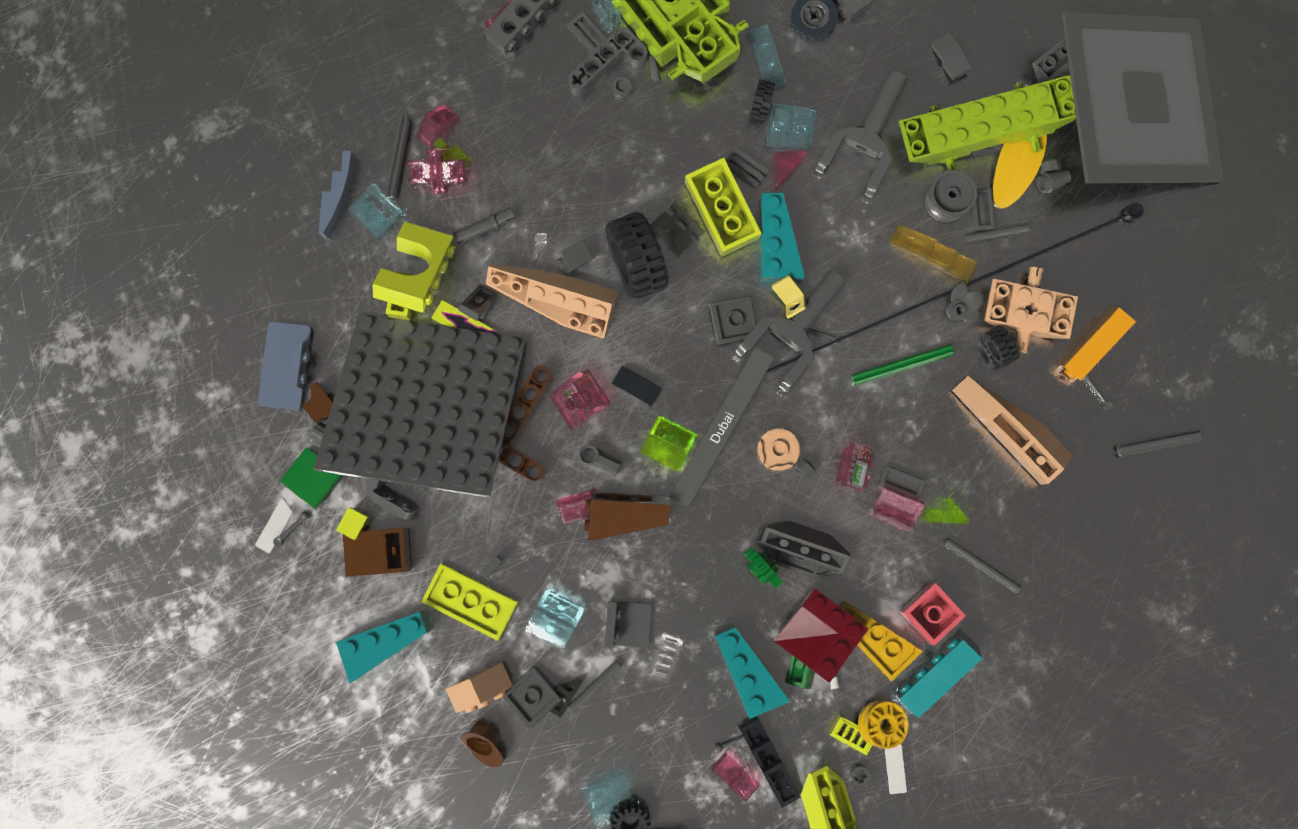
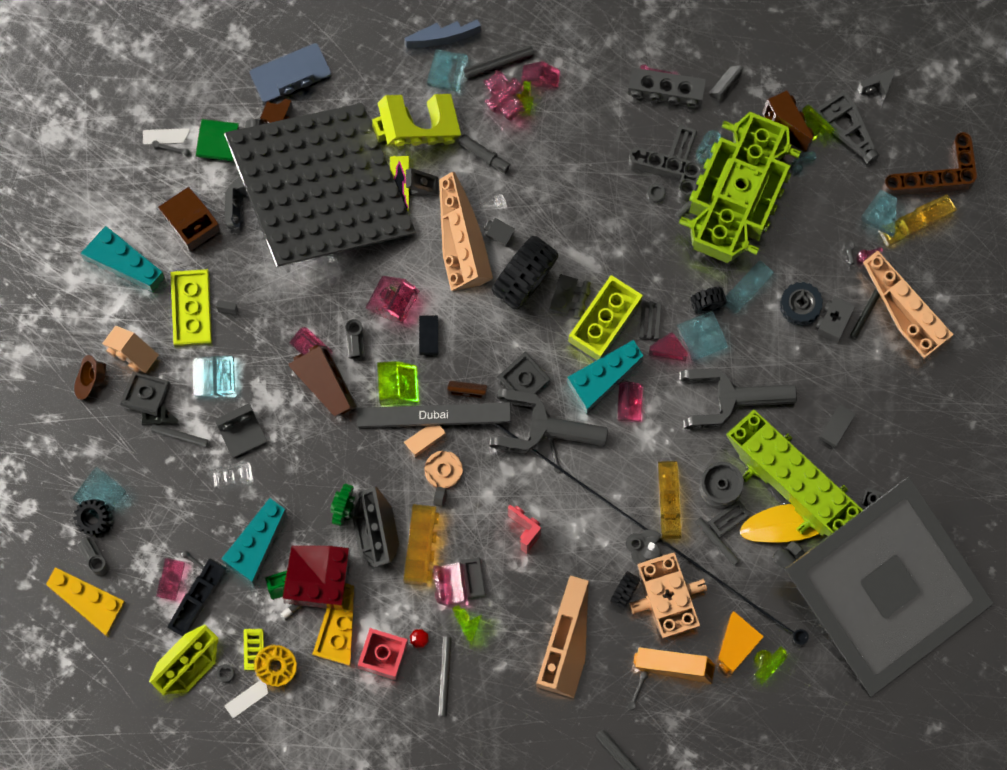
camera: 60 degrees right, 10 degrees down
(353, 523) = (201, 188): neon yellow panel -> none
(518, 424) = (347, 266): reddish brown beam -> none
(712, 380) = (467, 389): none -> reddish brown slope
(738, 450) = (424, 439): none -> light nougat slope
(790, 294) = (568, 407): light yellow bracket -> none
(814, 234) = (629, 401): none -> clear pink slope
(842, 515) = (420, 545): none -> clear yellow brick
(854, 467) = (462, 531): clear pink slope -> none
(899, 403) = (532, 526): none -> coral bracket
(902, 364) = (567, 526): green axle -> none
(932, 568) = (419, 638): none -> red tile
(940, 673) = (340, 686): teal wedge -> none
(1108, 273) = (737, 644): none -> light orange slope
(1142, 255) = (768, 663): none -> clear neon green tile

